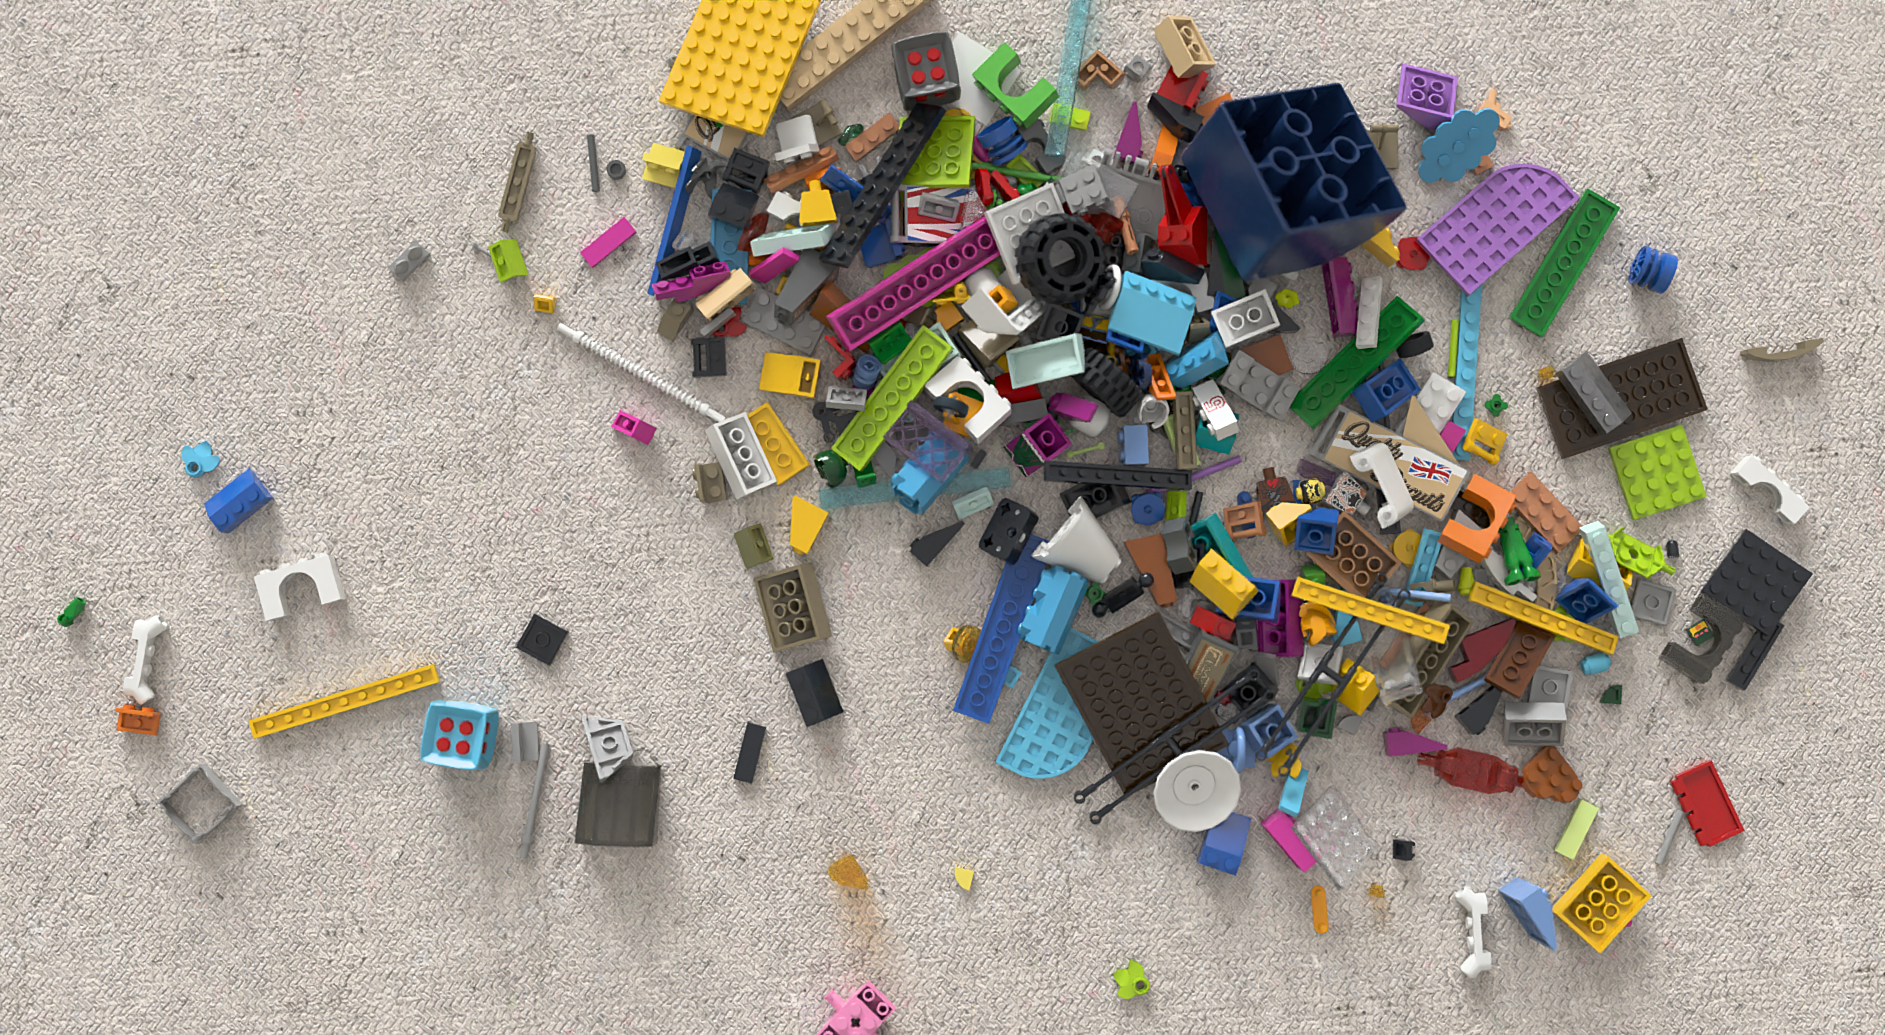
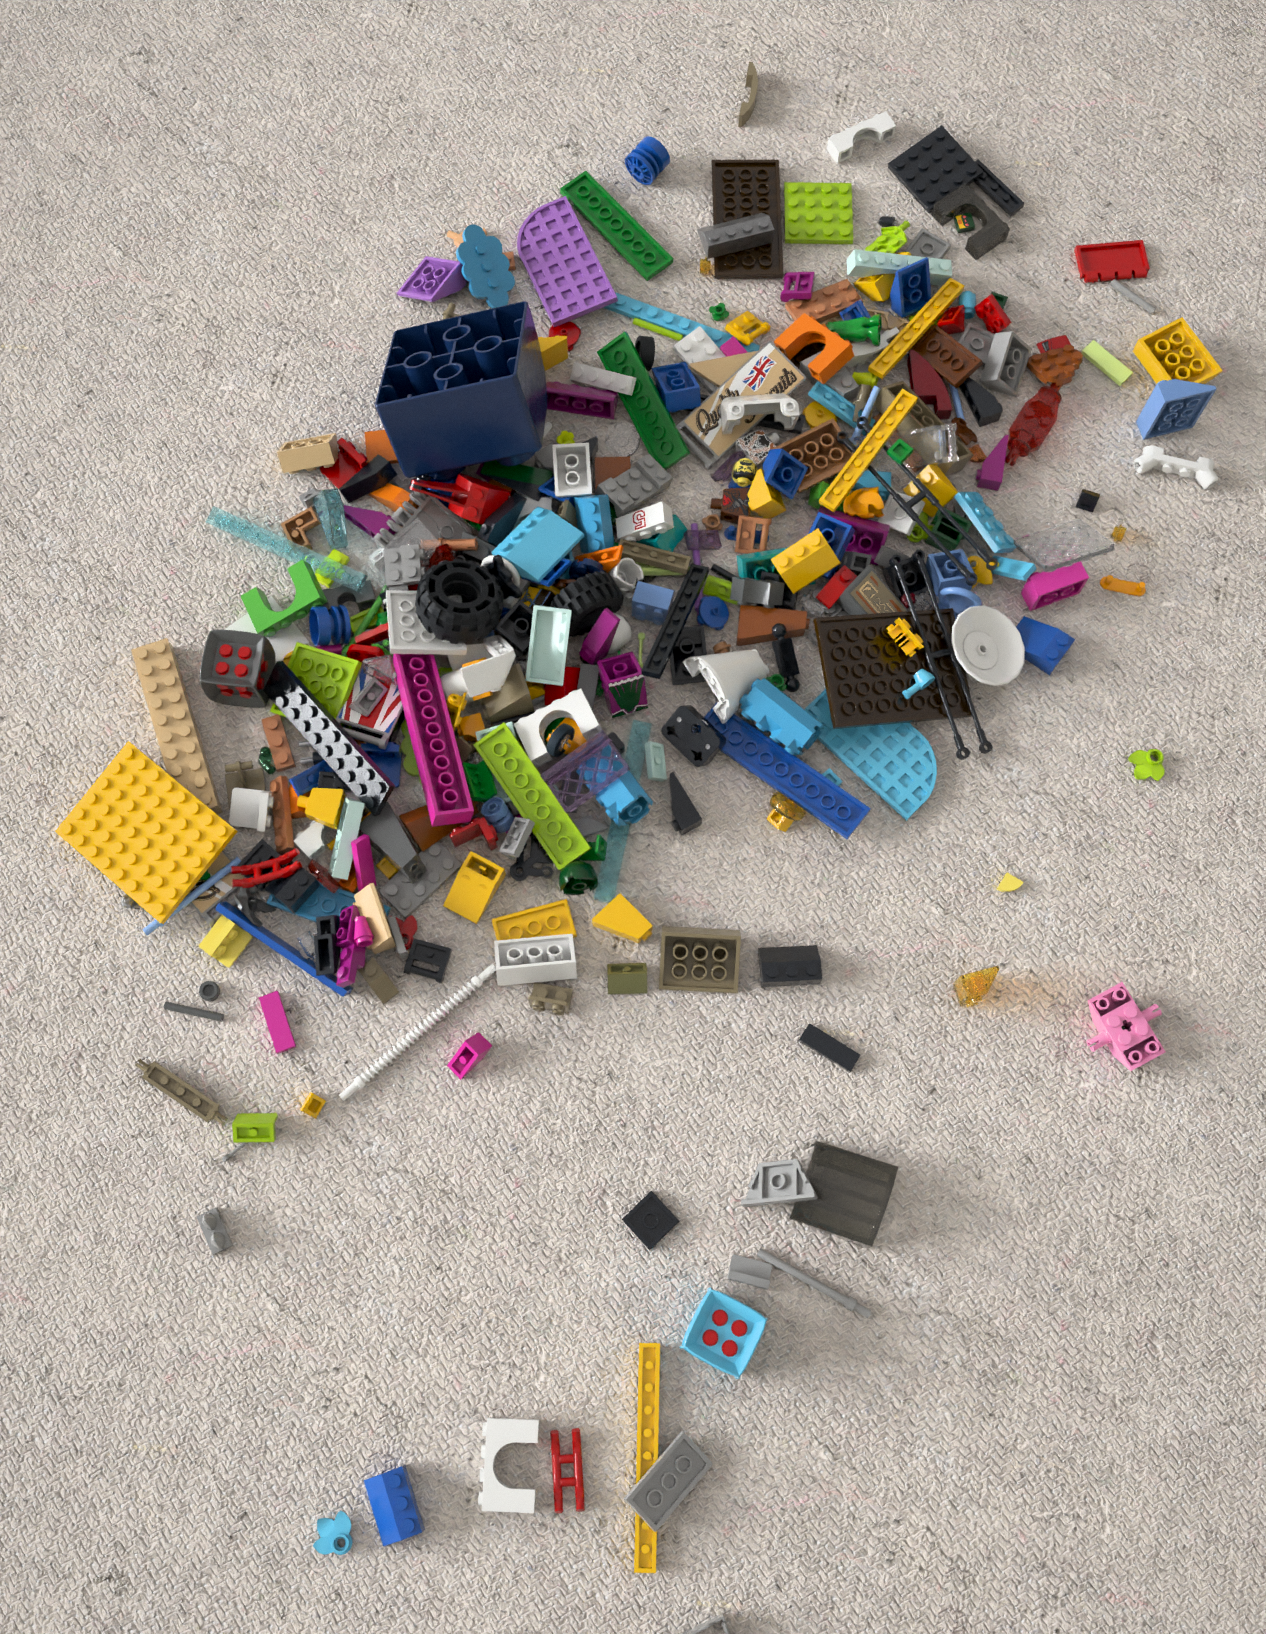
camera: 70 degrees left, 15 degrees down
(300, 634) = (577, 1480): none -> red piece
(327, 726) = (668, 1481): none -> light grey plate
(706, 124) = (194, 894): none -> light blue bar
(706, 289) = (363, 934): none -> dark pink cone
(738, 168) = (256, 869): none -> red piece
(1111, 529) = (721, 647): none -> medium nougat plate
(1119, 98) = (332, 517): none -> clear light blue slope
(1137, 736) = (923, 679): none -> medium azure bar
(1171, 716) = (903, 626): none -> yellow hinge
(1222, 473) = (702, 539): none -> clear purple plate
(1247, 471) = (713, 518): none -> medium nougat plate
(1339, 751) = (985, 522): none -> medium azure plate
(1376, 643) = (899, 451): none -> green tile
(1553, 484) = (803, 286): none -> magenta plate
(1569, 653) = (952, 320): none -> red slope
(1581, 768) = (1053, 343): none -> red sticker
(1590, 694) = (992, 314): none -> red bracket

